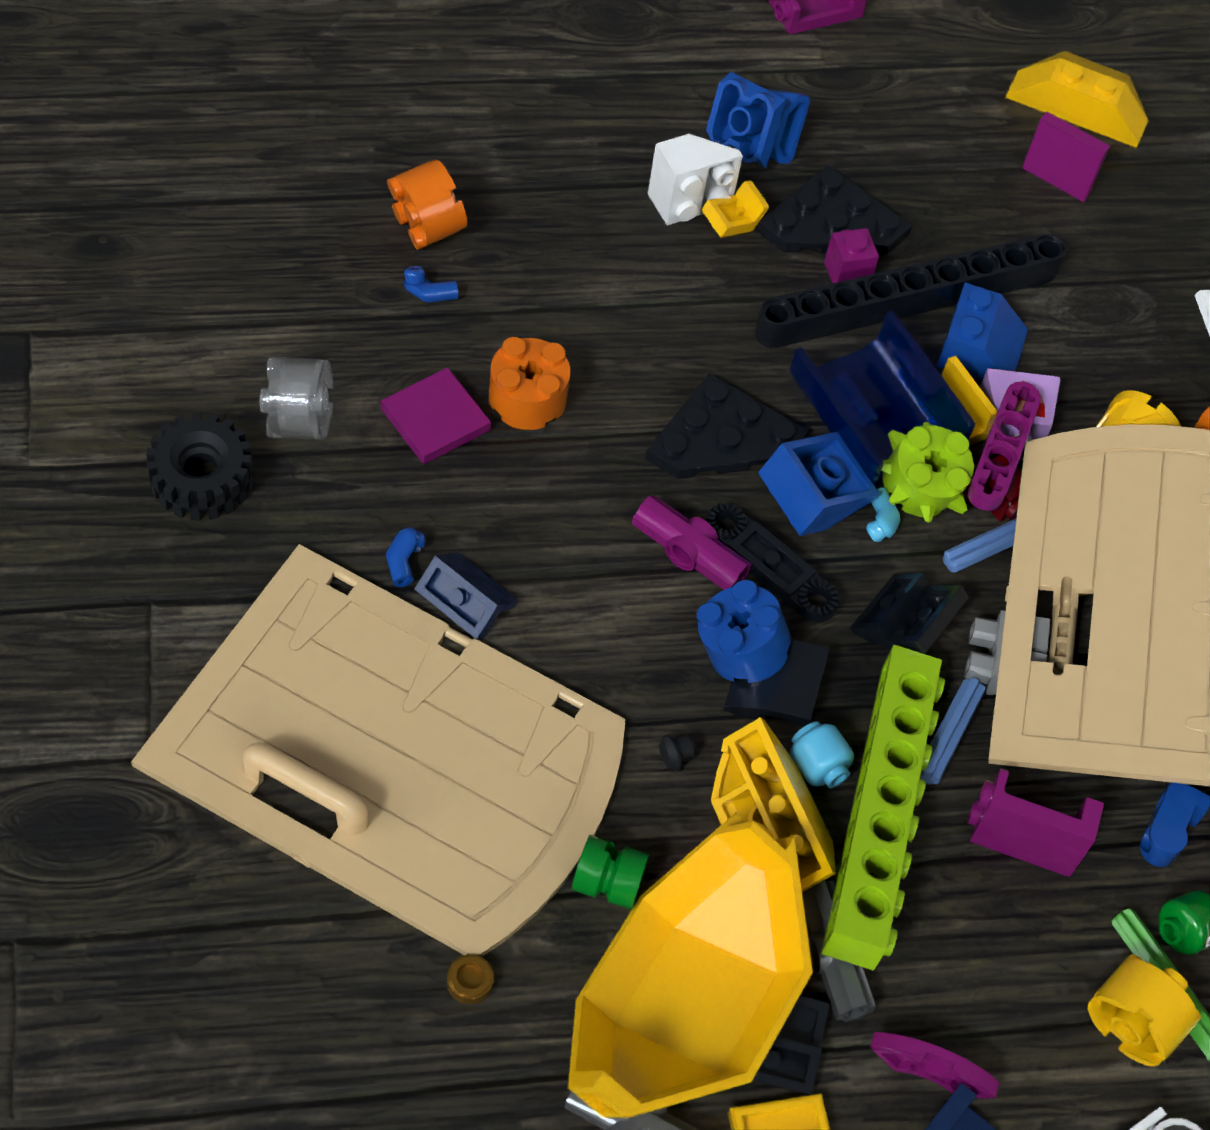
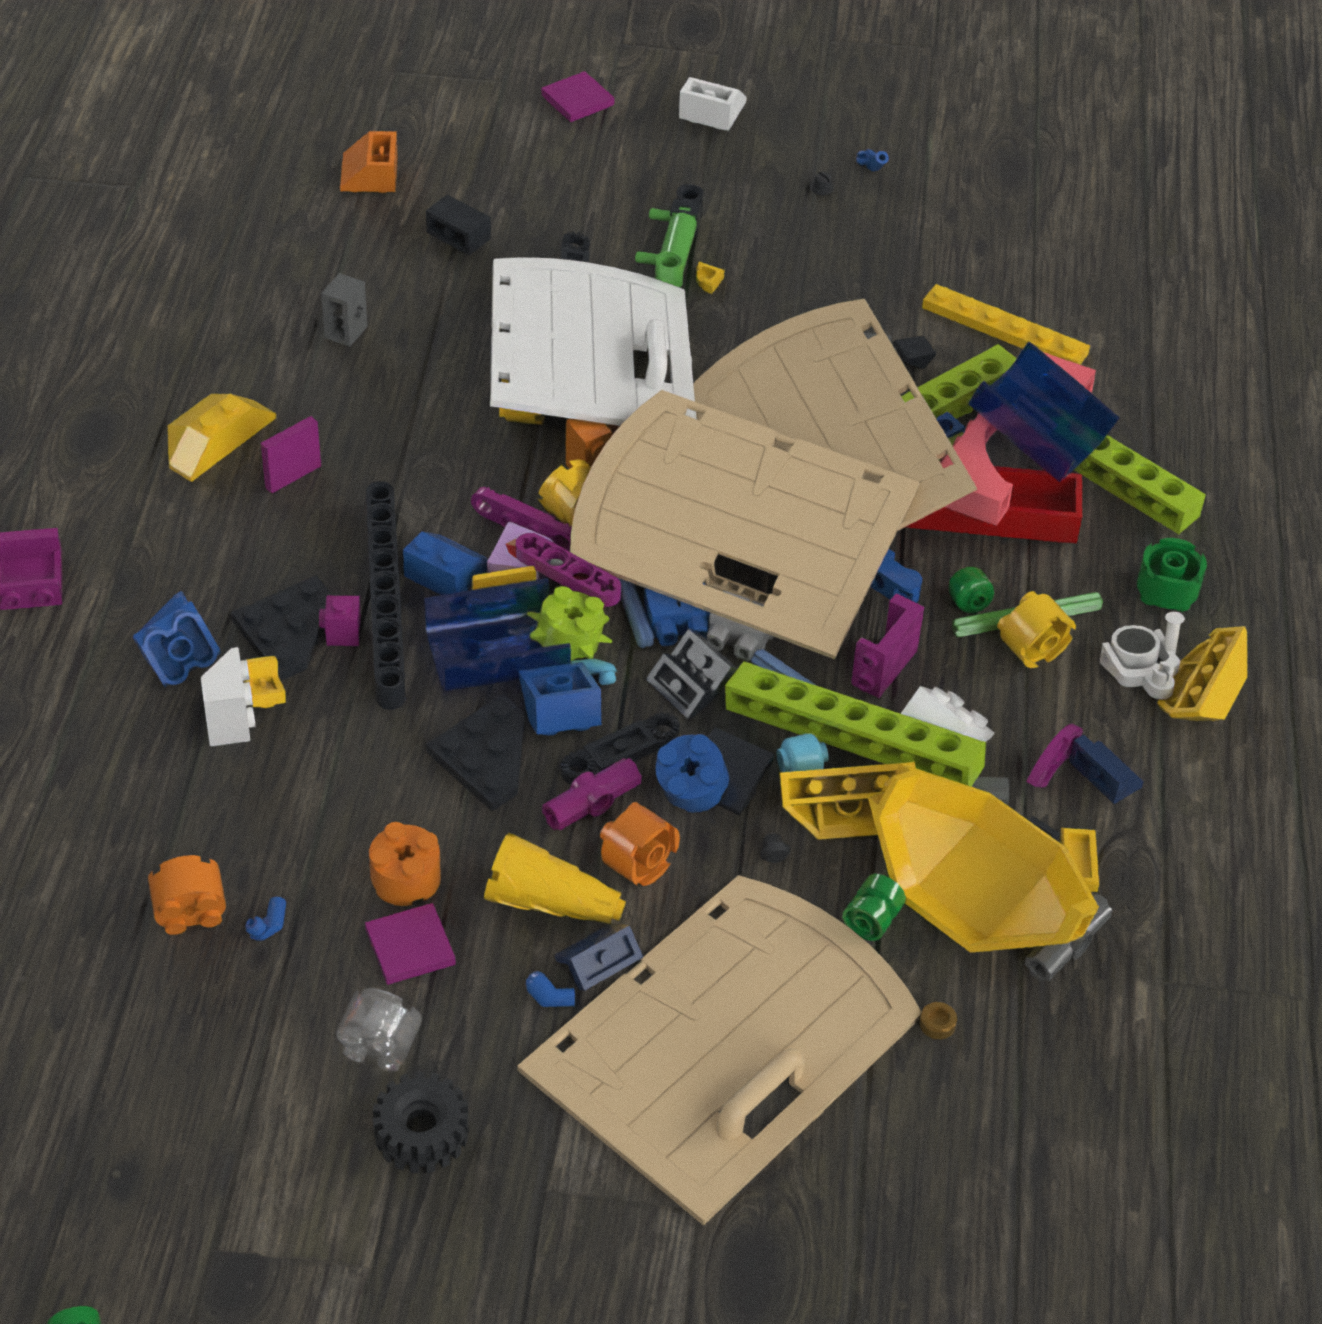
camera: 70 degrees left, 10 degrees down
(538, 509) = (535, 880): none -> yellow cone
(619, 596) = (638, 844): none -> orange brick
(946, 921) = (947, 712): none -> white slope
(989, 575) = (673, 618): none -> blue hips
(1083, 387) = (507, 509): none -> magenta plate

